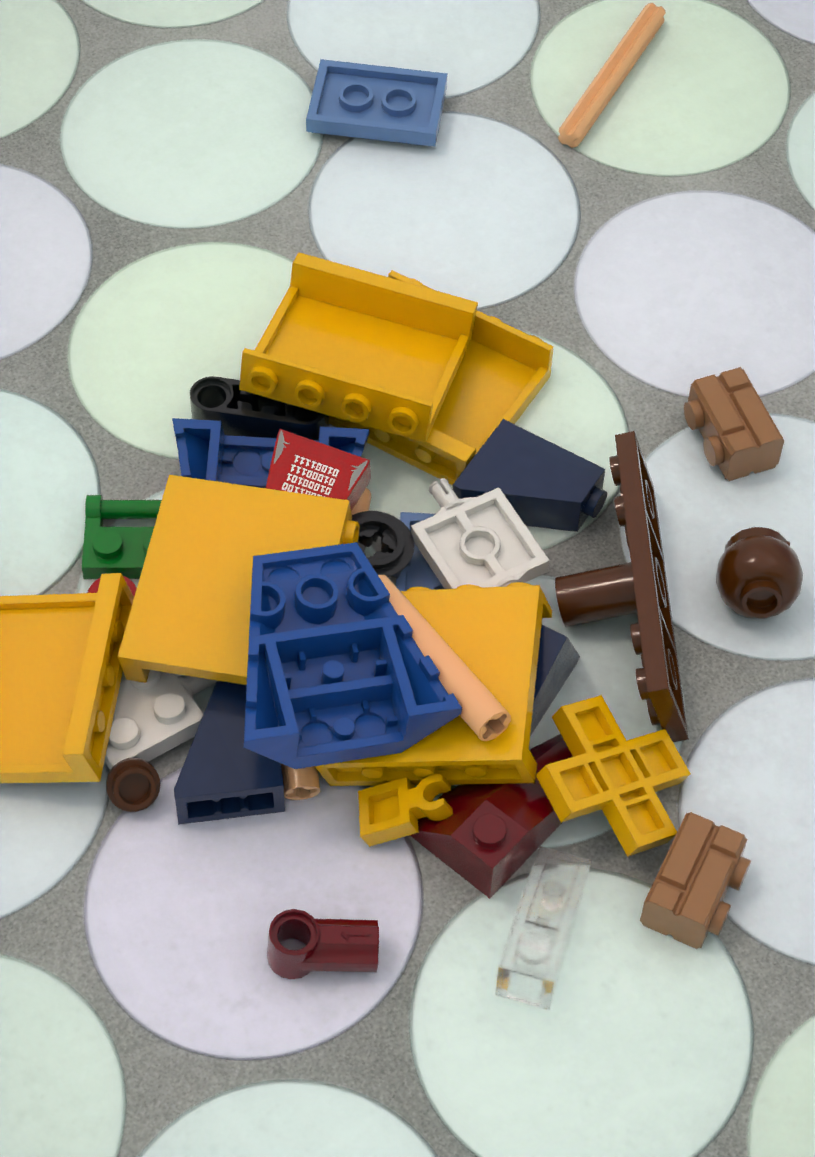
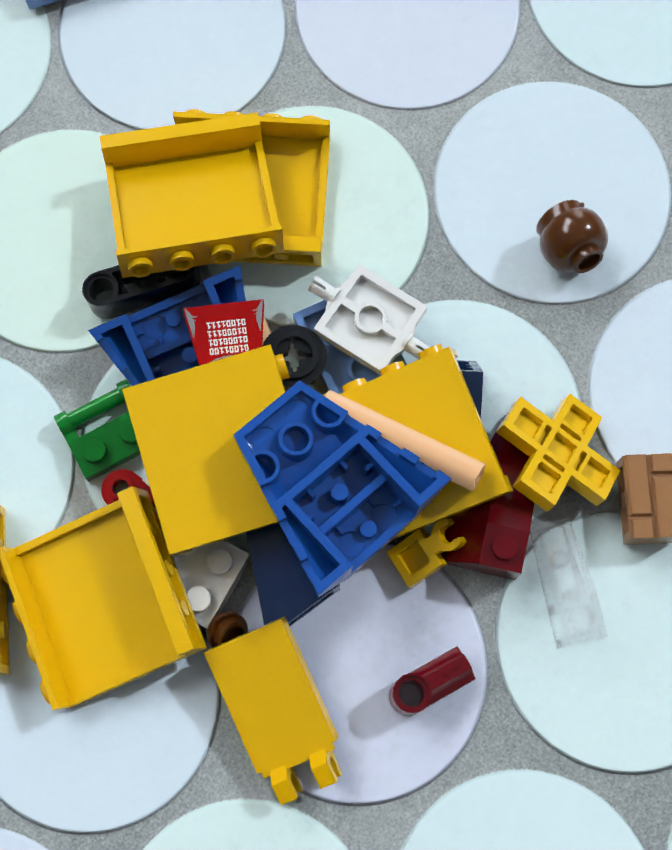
camera: 25 degrees left, 20 degrees up
(136, 877) = (276, 707): none -> yellow tile
(537, 477) = (371, 236): dark blue slope -> none
(633, 589) = (492, 294): reddish brown plate -> none
(733, 424) = (486, 117): medium nougat brick -> none

